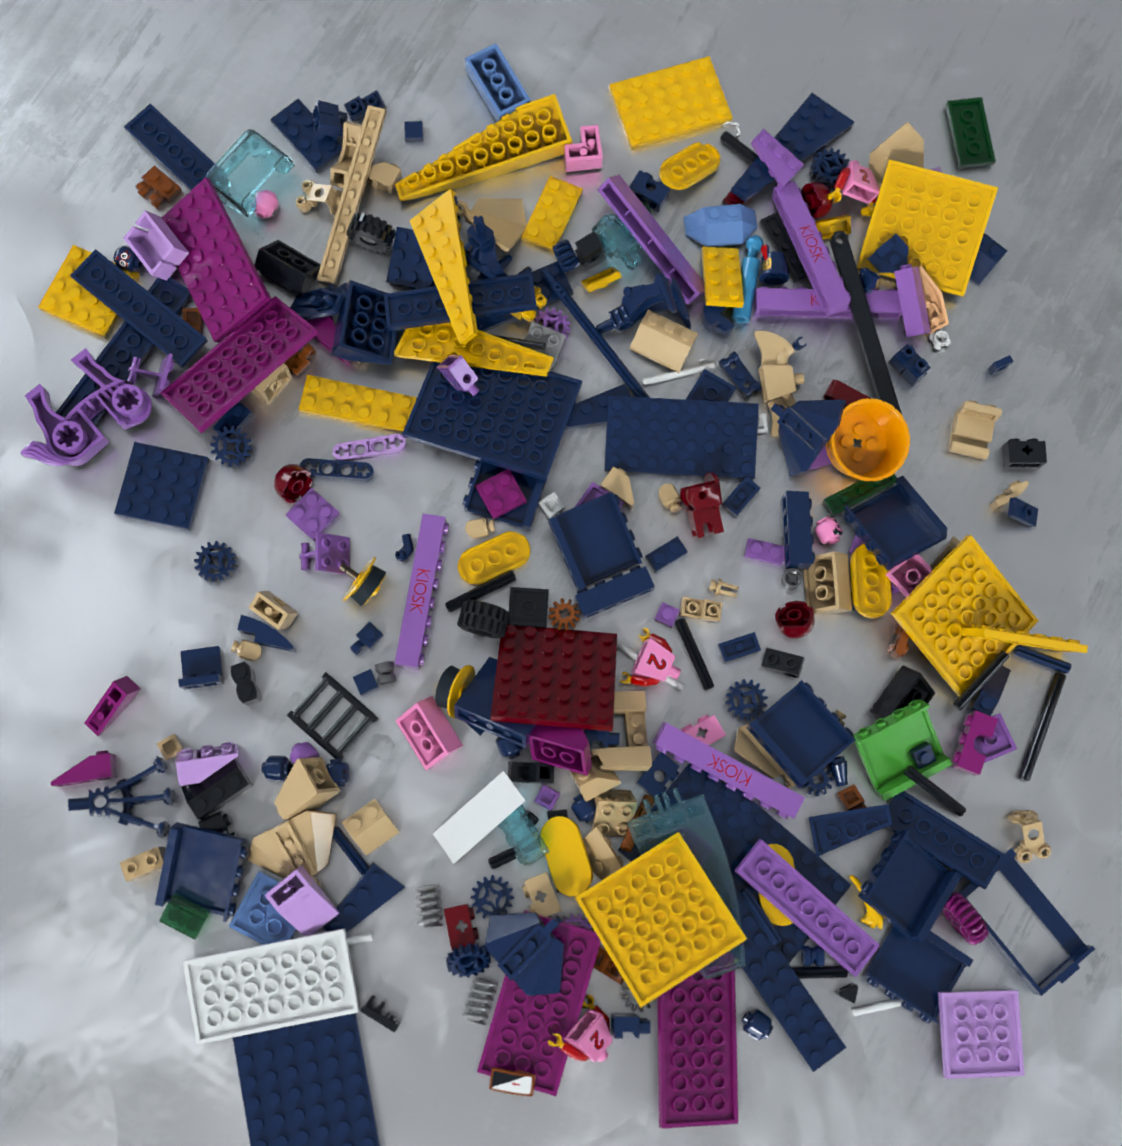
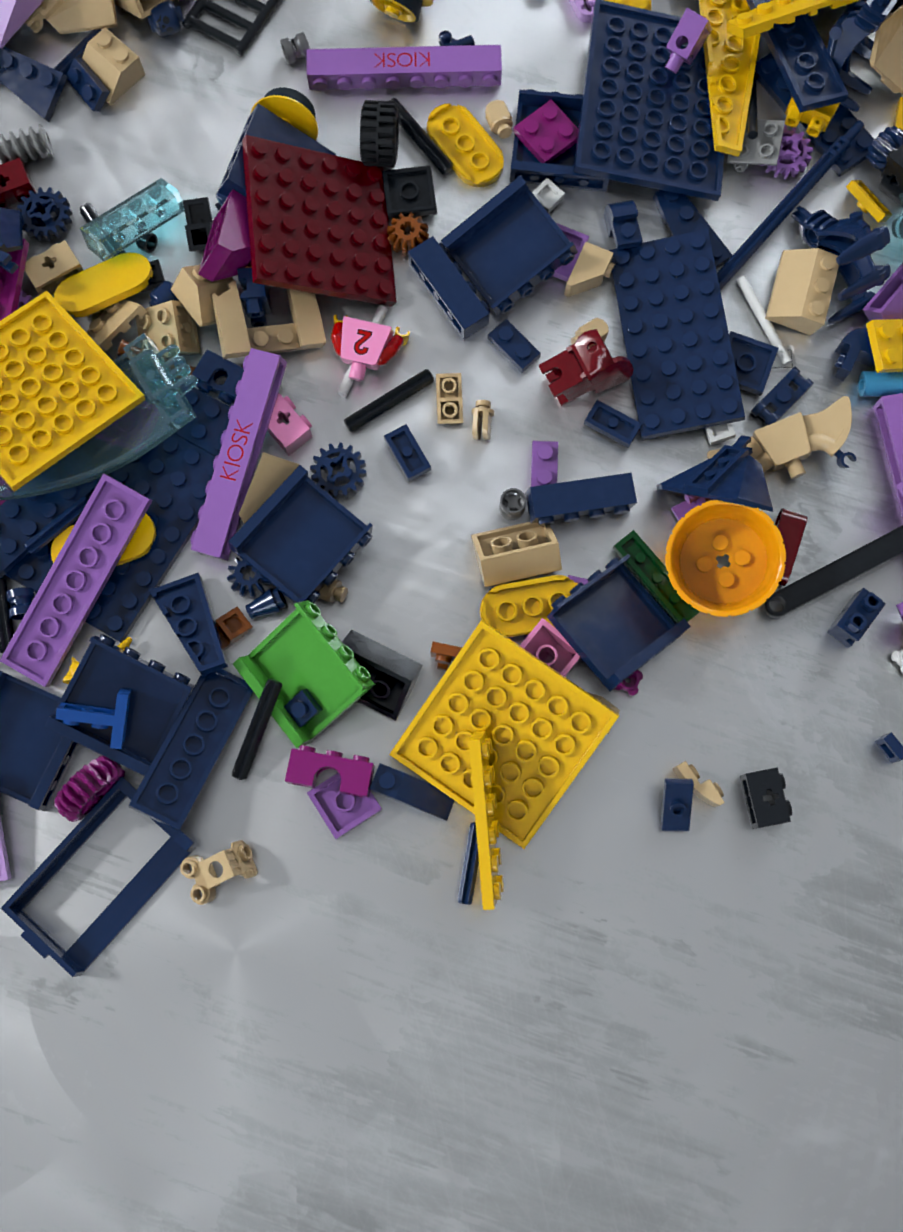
camera: 85 degrees right, 0 degrees up
(365, 682) = (281, 29): dark blue tile -> none
(368, 636) = (337, 24): dark blue plate -> none
(382, 846) = (87, 84): none -> dark blue plate
(429, 732) = (229, 110): bright pink slope -> none
(478, 817) = (136, 177): white sticker -> none
(547, 797) = (175, 257): medium lavender tile -> none
(585, 454) = (623, 224): none -> dark blue brick
(666, 615) = (433, 358): medium lavender plate -> none
(783, 662) = (397, 511): black plate -> none
(795, 619) = (455, 512): dark red cylinder -> none
(828, 530) = (590, 541): bright pink head -> none
(918, 900) = (100, 717): none -> blue bracket
(973, 429) = (782, 718): tan piece -> none
(981, 680) = (419, 771): black axle -> none
(1042, 726) = (375, 874): black axle -> none

